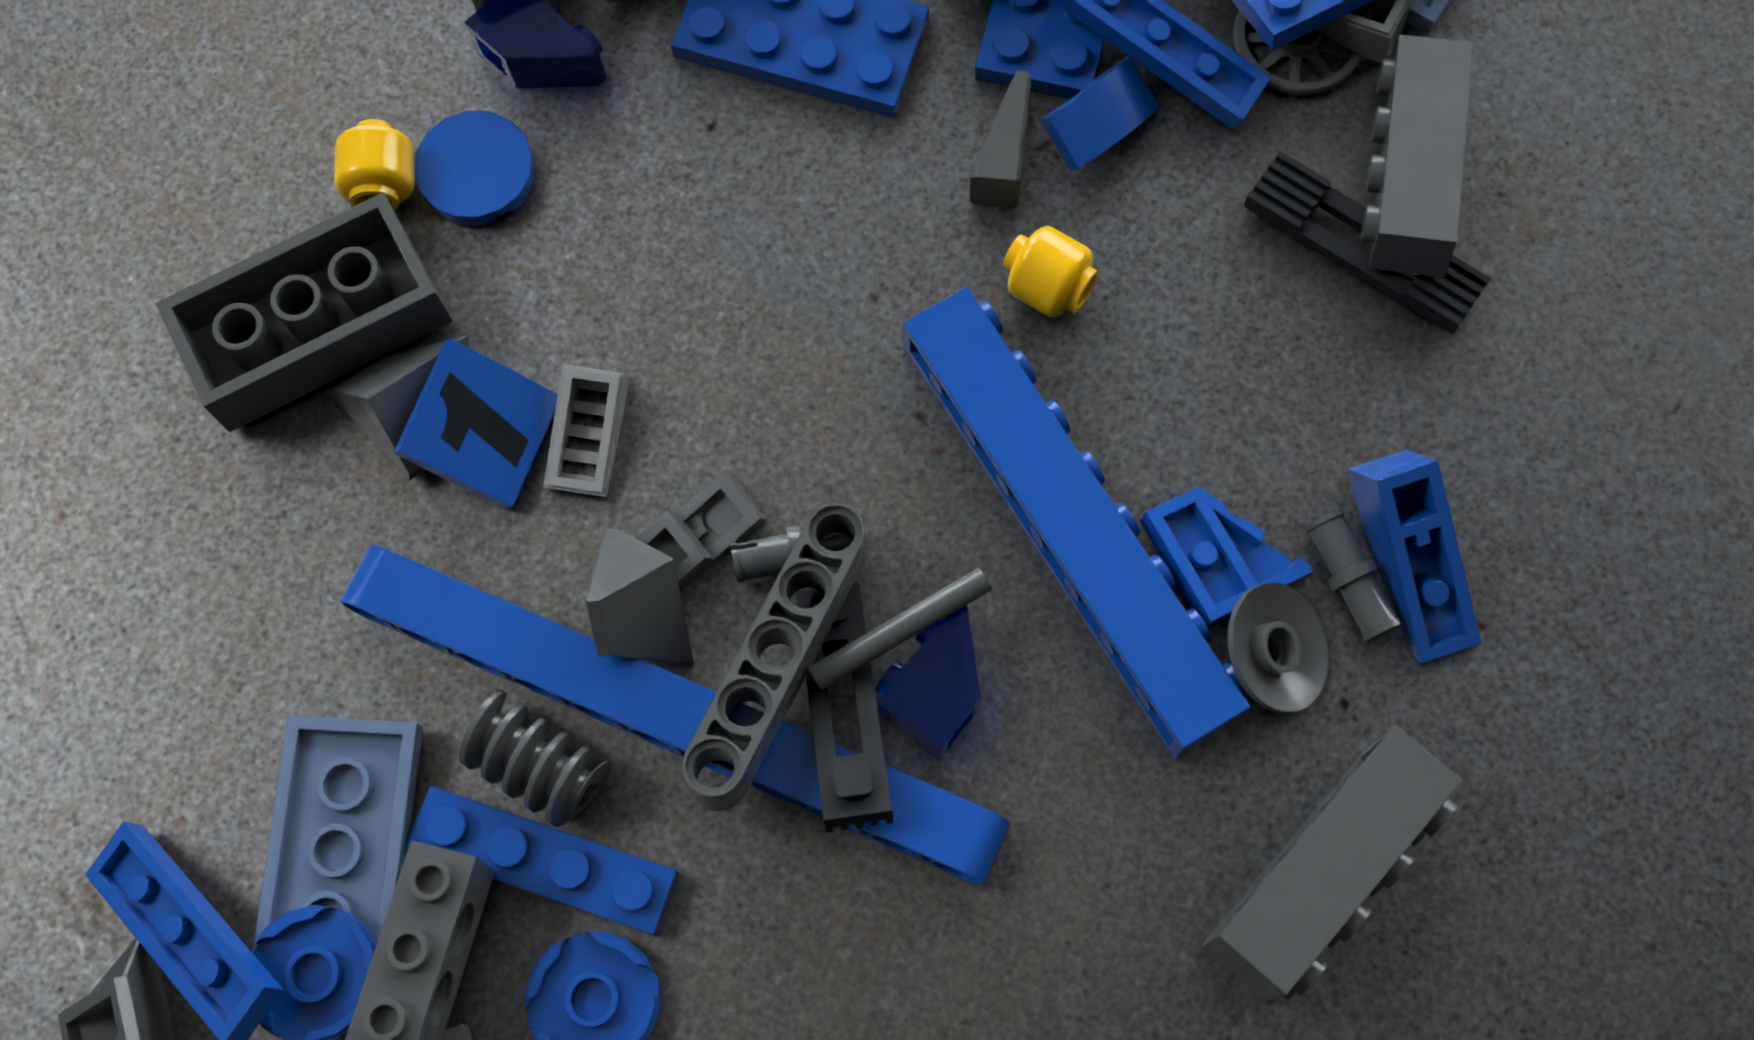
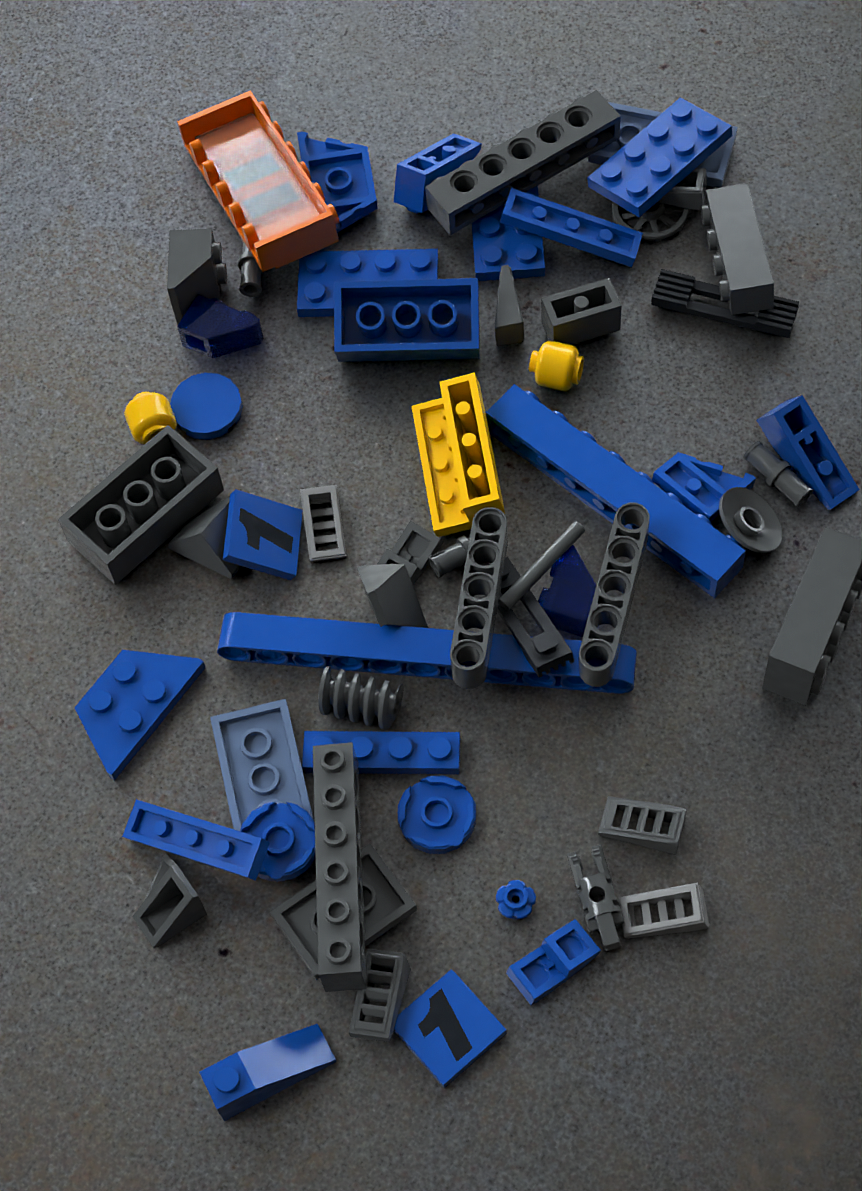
camera: 15 degrees left, 10 degrees down
(182, 646) = (132, 702): none -> blue wing
(831, 119) = (406, 319): none -> blue brick
(833, 385) = (457, 455): none -> yellow brick
(1009, 691) = (614, 610): none -> dark grey beam
(1100, 114) = (555, 274): blue slope -> none
(1120, 192) = (581, 313): none -> dark grey brick

